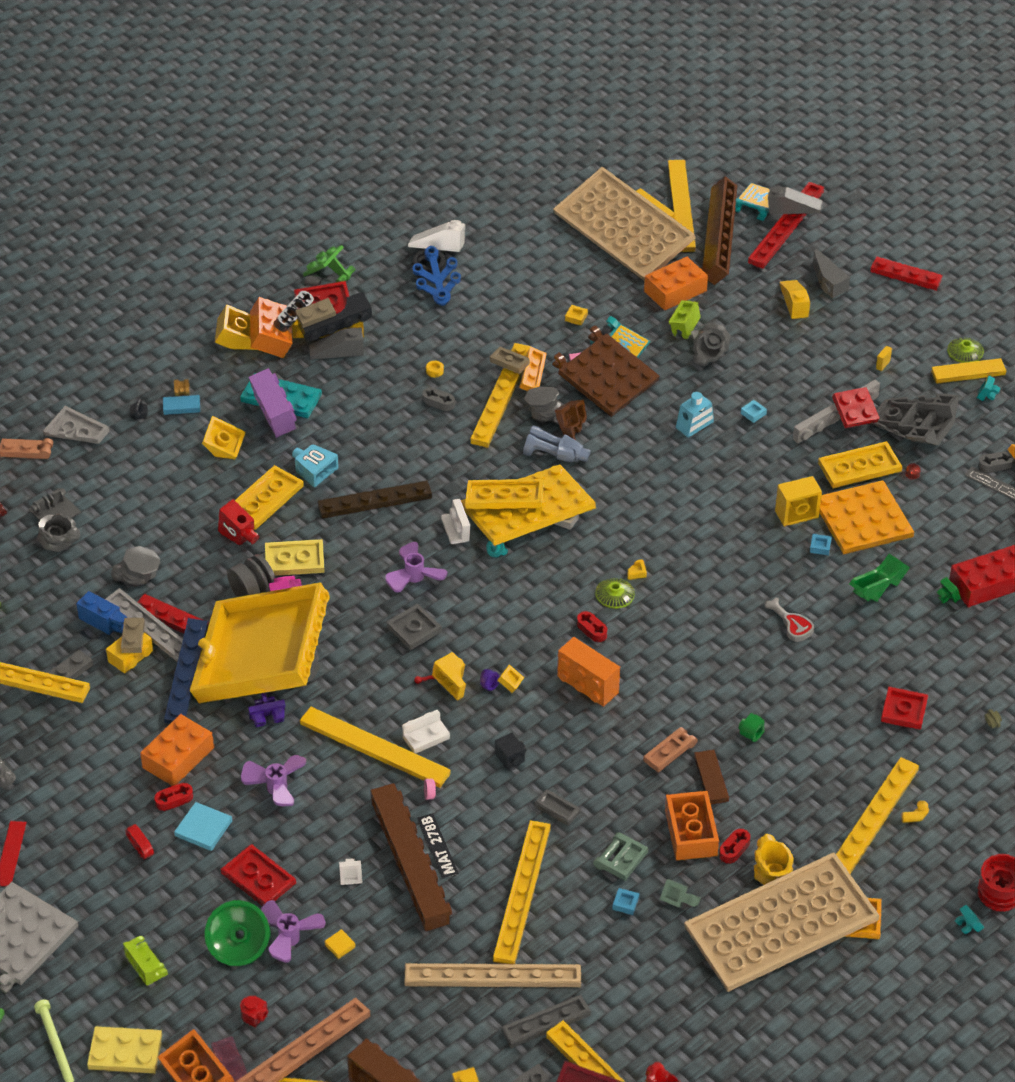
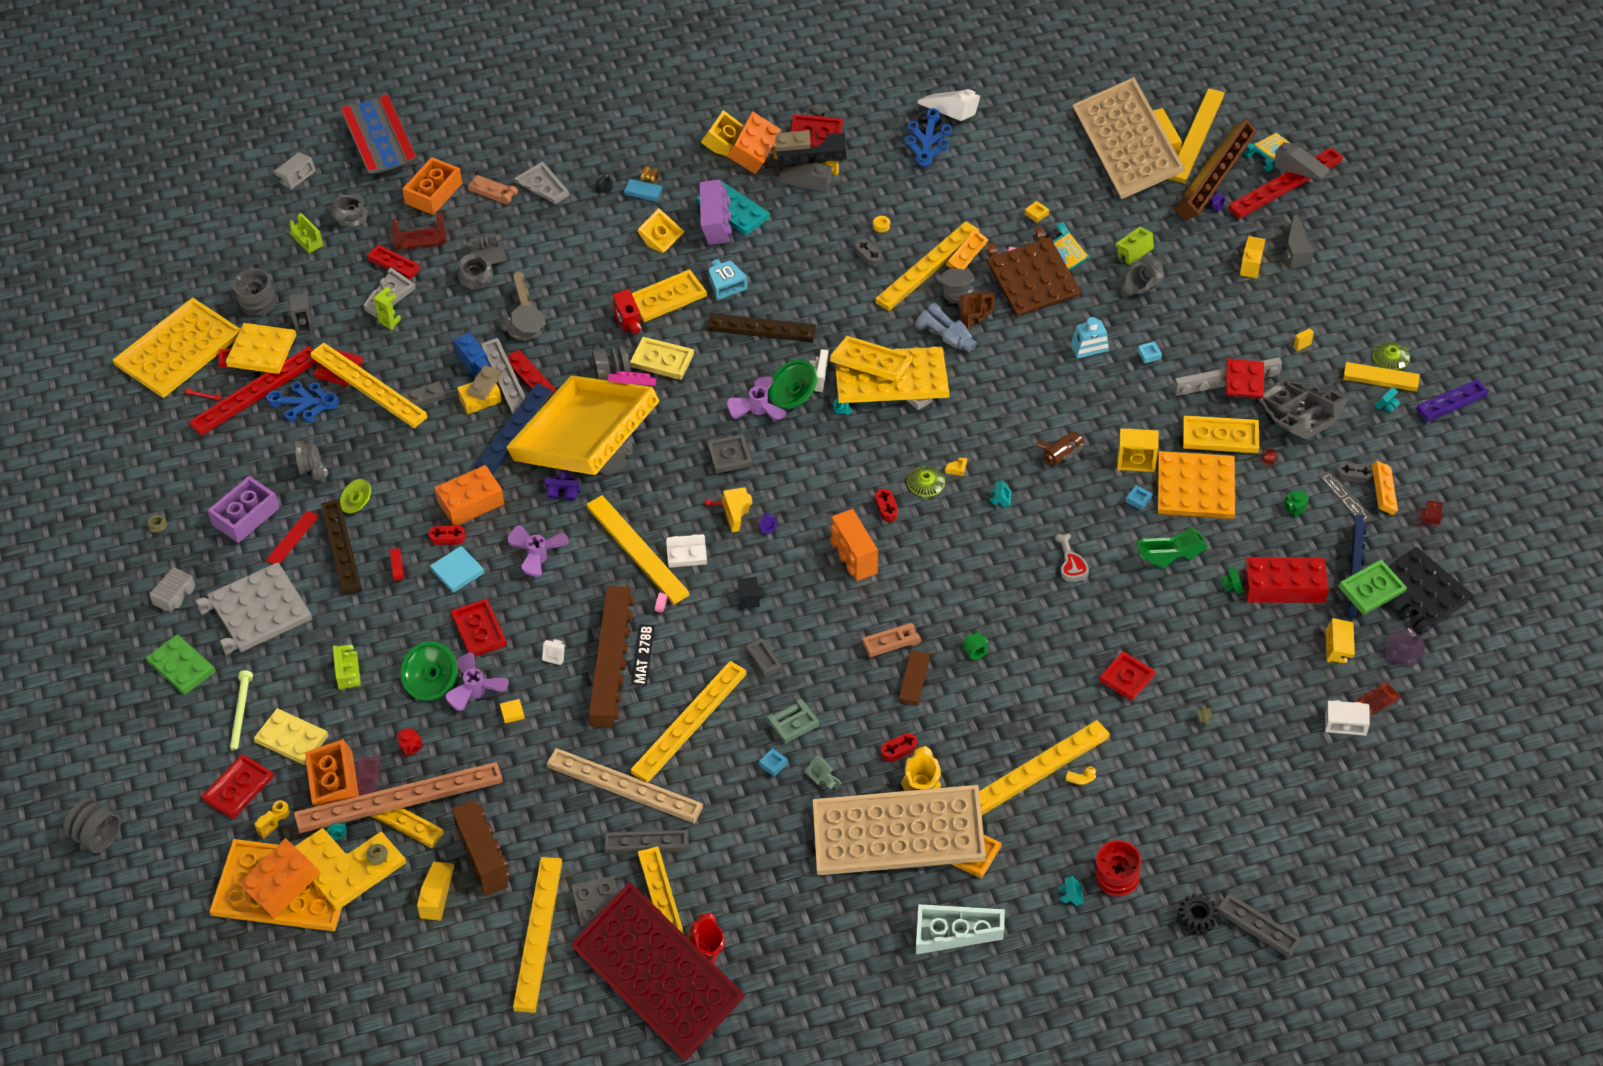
camera: 25 degrees right, 5 degrees up
(51, 789) = (355, 496): none -> lime dish
(70, 844) = (341, 546): none -> dark brown plate
(114, 537) = (521, 290): none -> dark tan plate
(209, 650) = (537, 418): yellow arm -> none
(289, 320) = (777, 129): black beam -> none
(328, 259) = (839, 93): bright green plate -> none
(438, 533) = (792, 384): none -> green dish
(509, 360) = (947, 235): dark tan plate -> none
(510, 678) = (786, 528): yellow plate -> none
(675, 283) = (1145, 208): orange brick -> none
(691, 825) = (867, 715): orange brick -> none
(695, 582) = (1001, 494): none -> teal tile
(728, 522) = (1062, 450): none -> reddish brown piece
(736, 258) = (1217, 202): none -> dark purple tile
(887, 990) = (956, 927): none -> light aqua wedge
(906, 273) = (1376, 264): red plate -> none
(961, 504) = (1296, 502): none -> green plate

